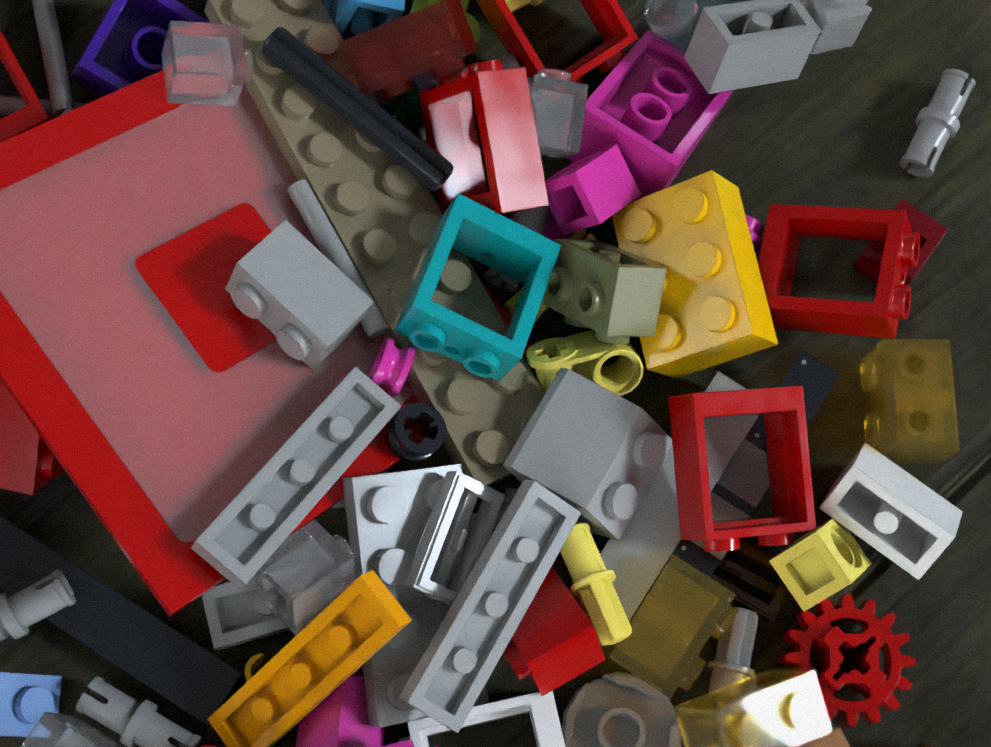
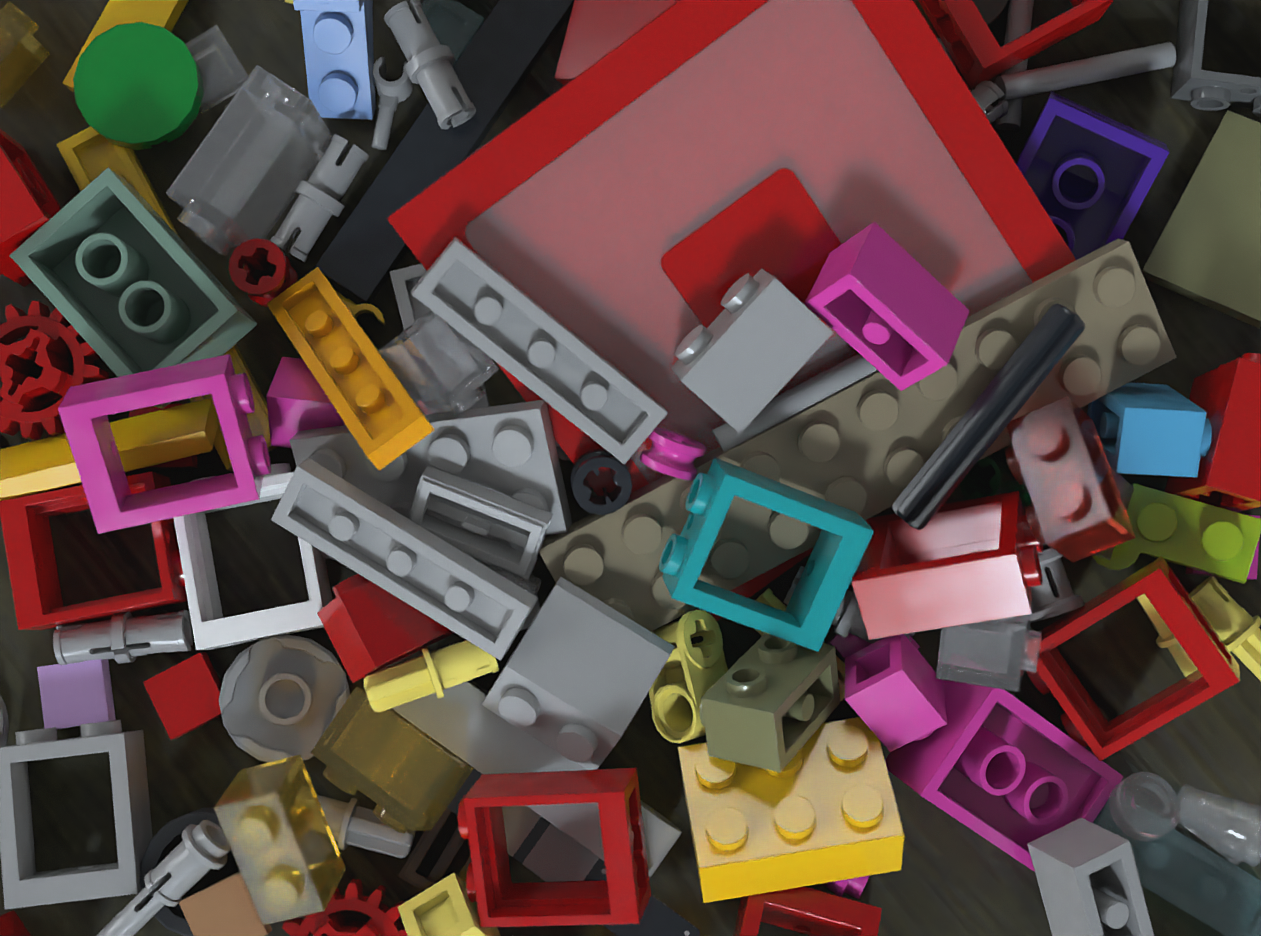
camera: 95 degrees right, 10 degrees up
(37, 660) = (390, 95): none -> light grey hand
(205, 63) = (1037, 240): clear brick -> none
(262, 179) = (888, 307): none -> dark pink brick

